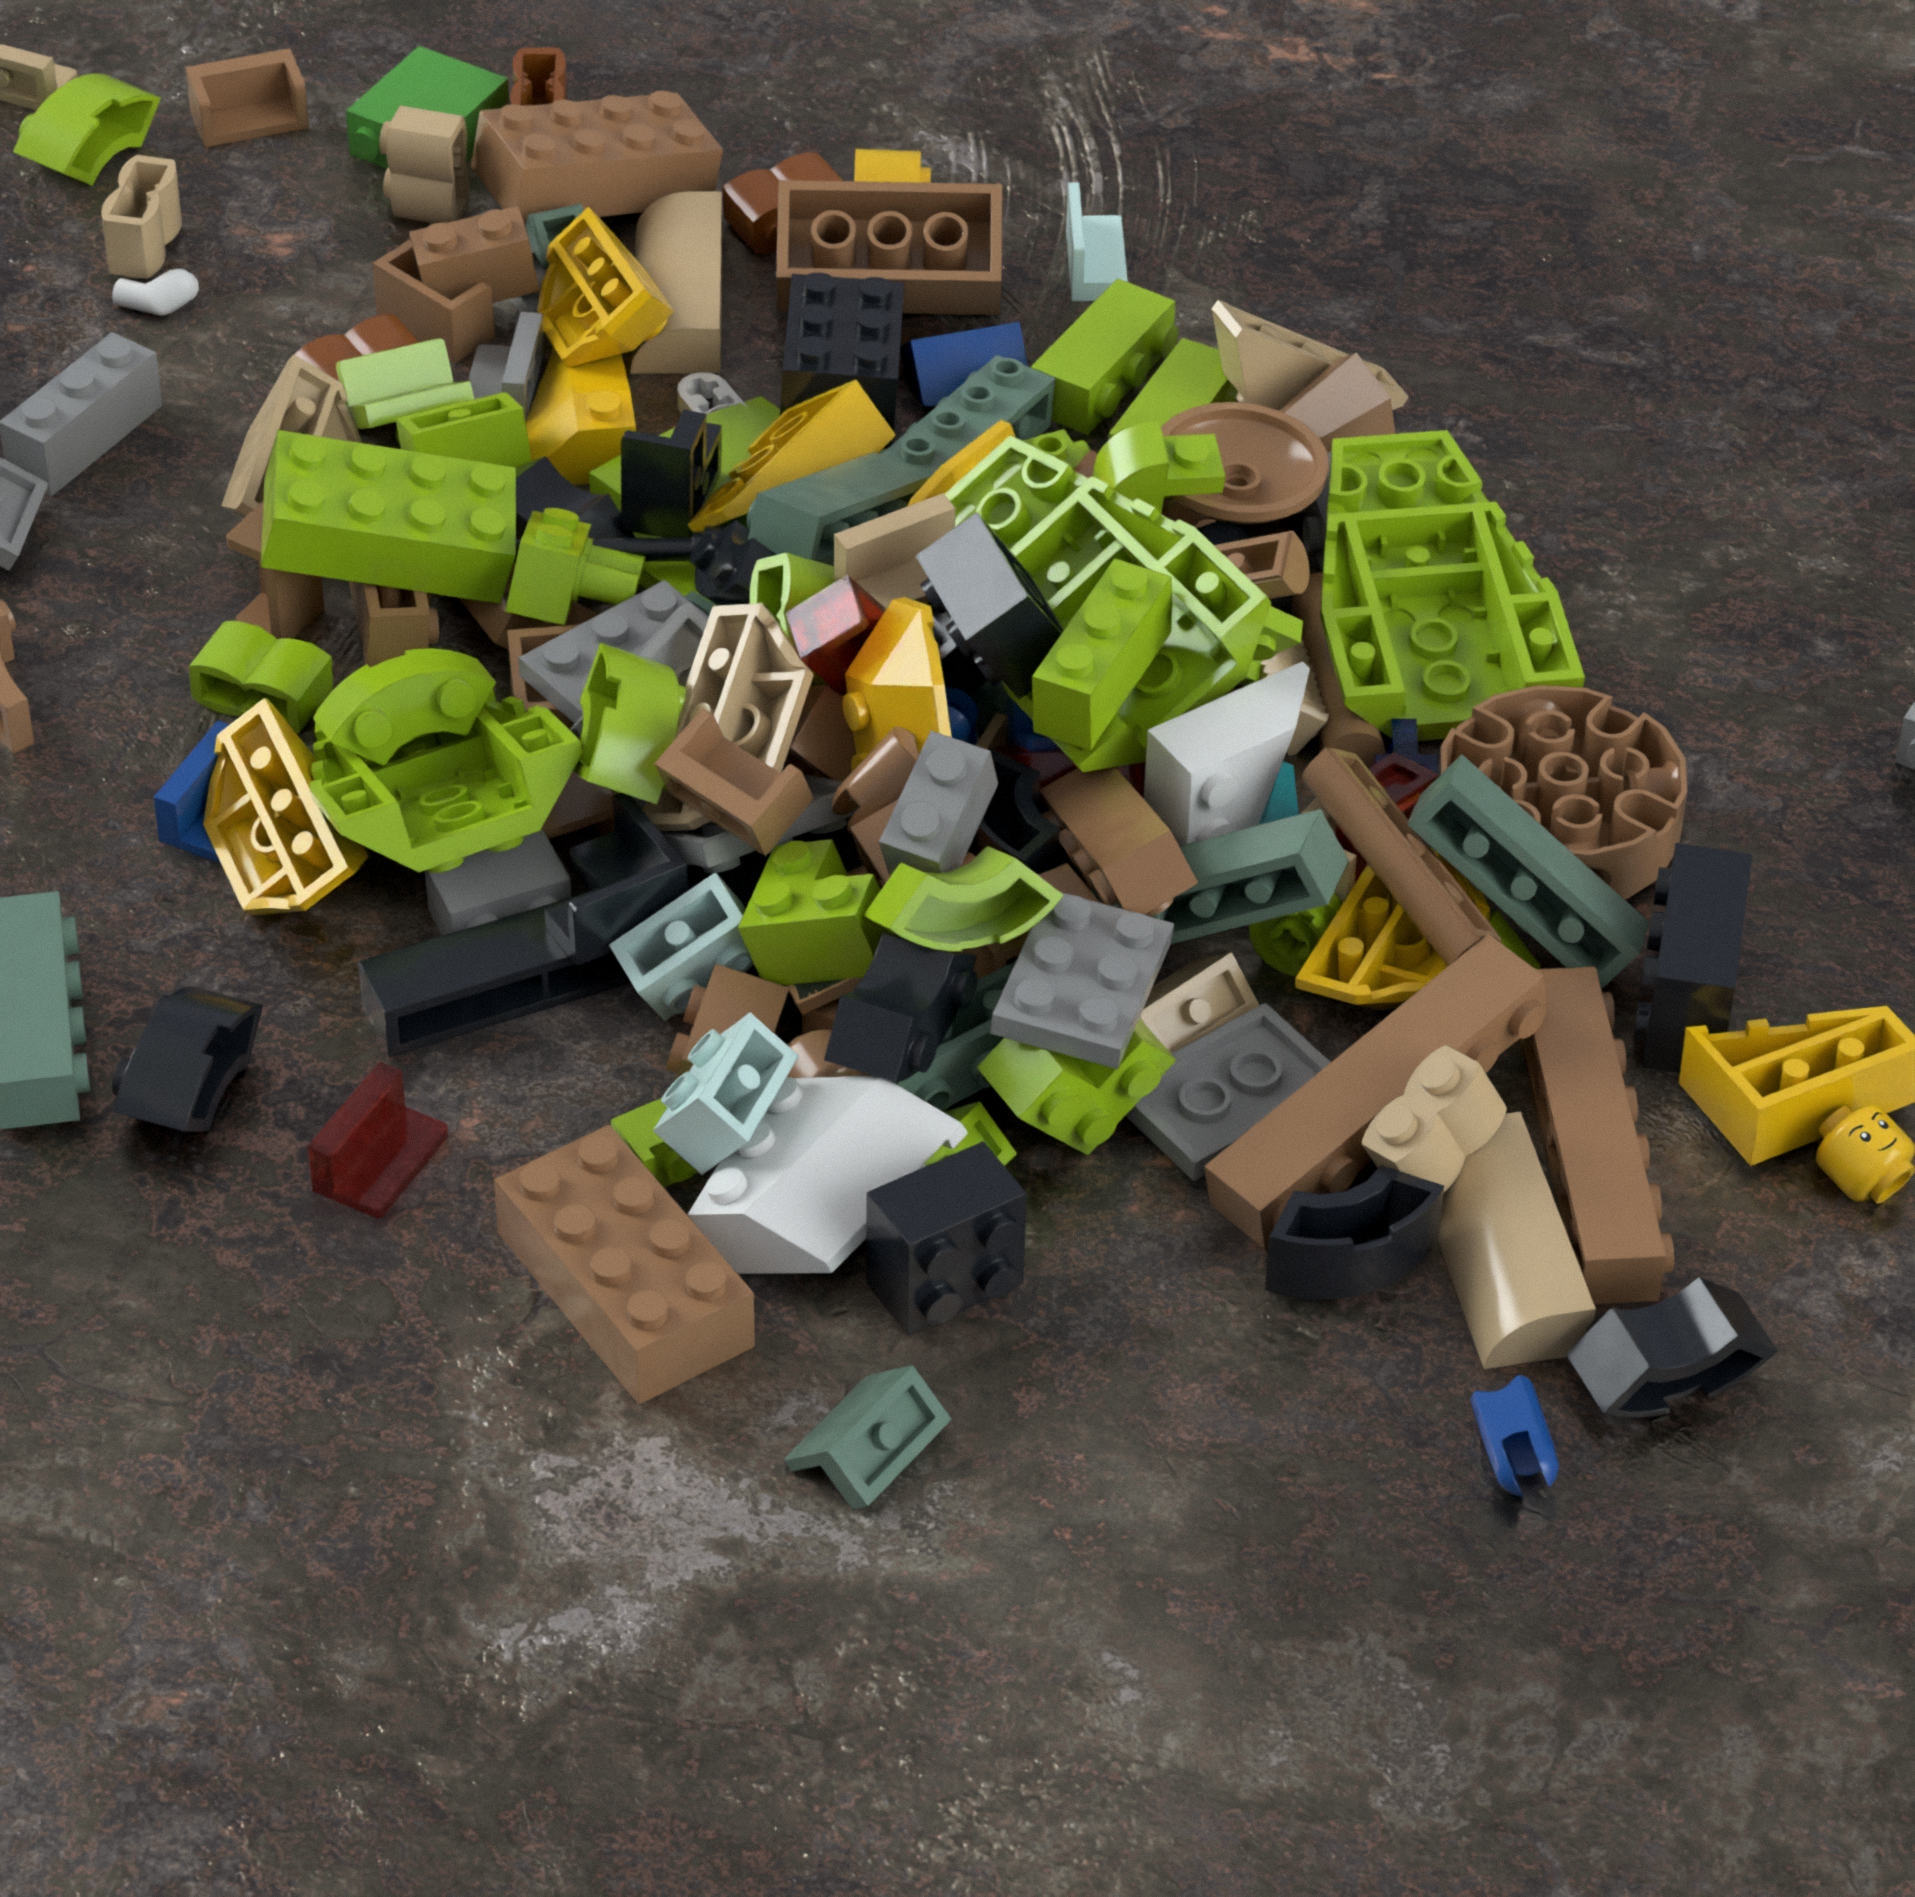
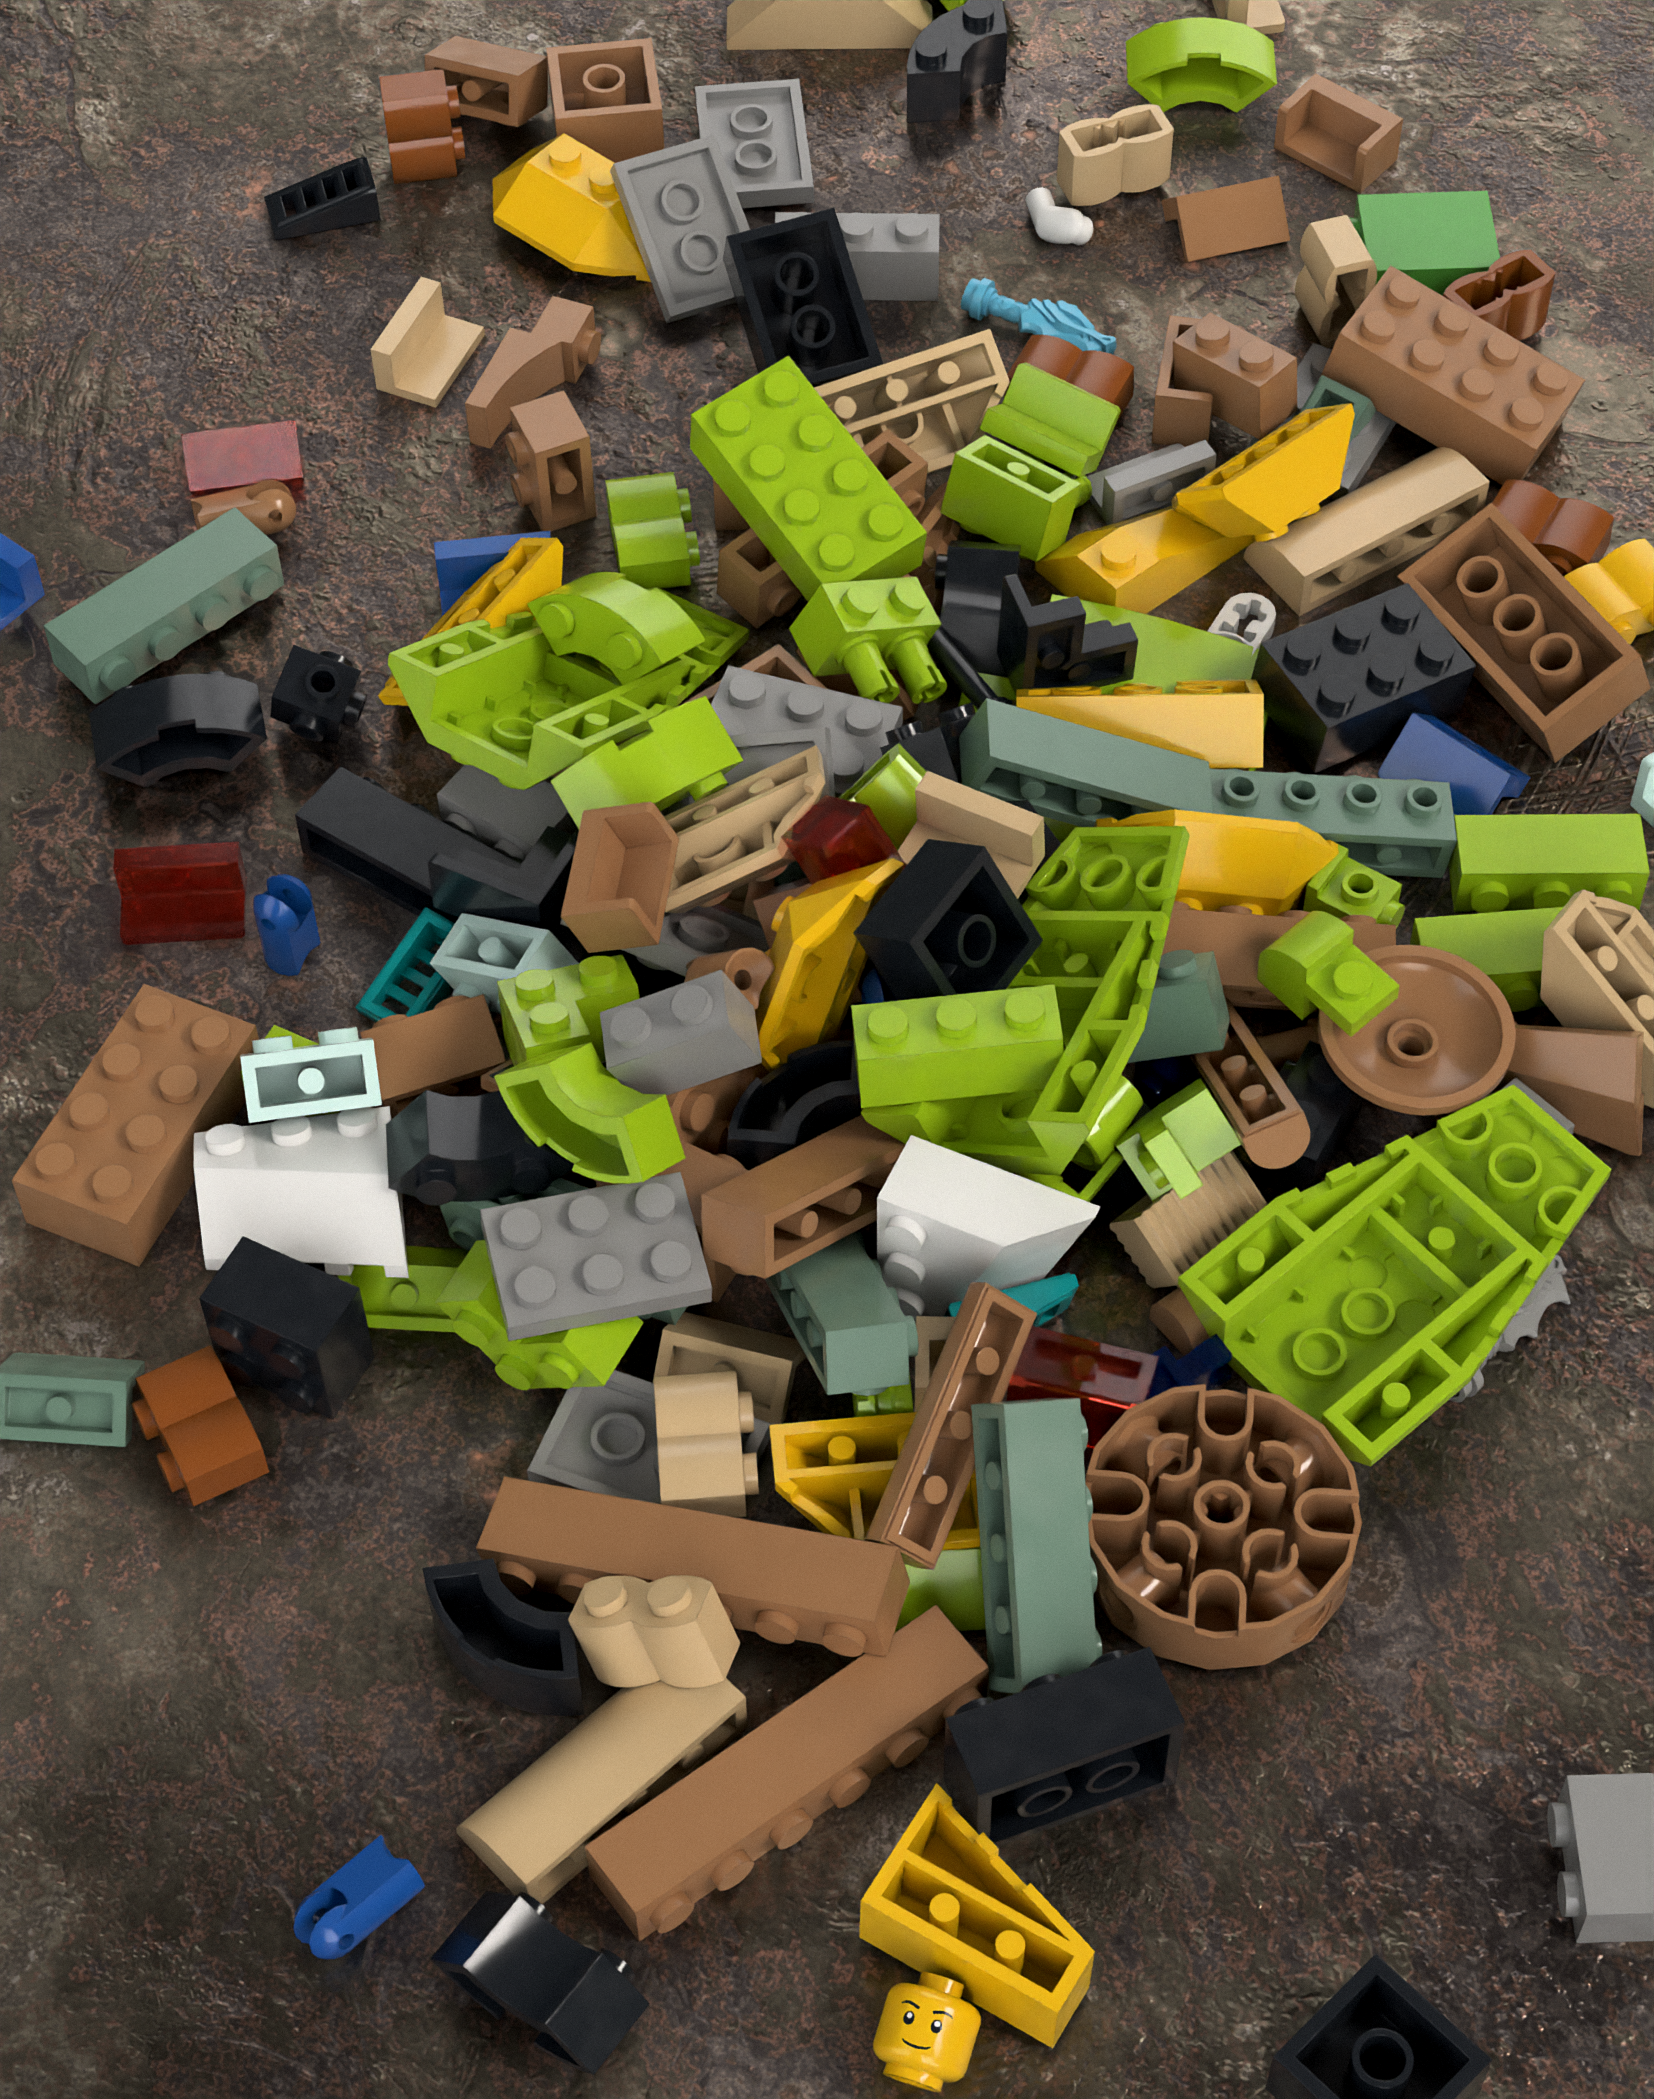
camera: 60 degrees right, 10 degrees up
(137, 683) = (551, 462): none -> medium nougat brick
(138, 456) = (801, 297): none -> black brick
(246, 950) = (318, 694): none -> black brick
(267, 195) = (1229, 218): none -> medium nougat panel
(270, 347) = (1036, 317): none -> medium azure piece
(493, 1076) = (286, 923): none -> blue piece
(613, 987) = (423, 935): none -> teal slope
(981, 1350) = (200, 1426): none -> dark orange brick
(1269, 1034) = (701, 1443): none -> tan brick

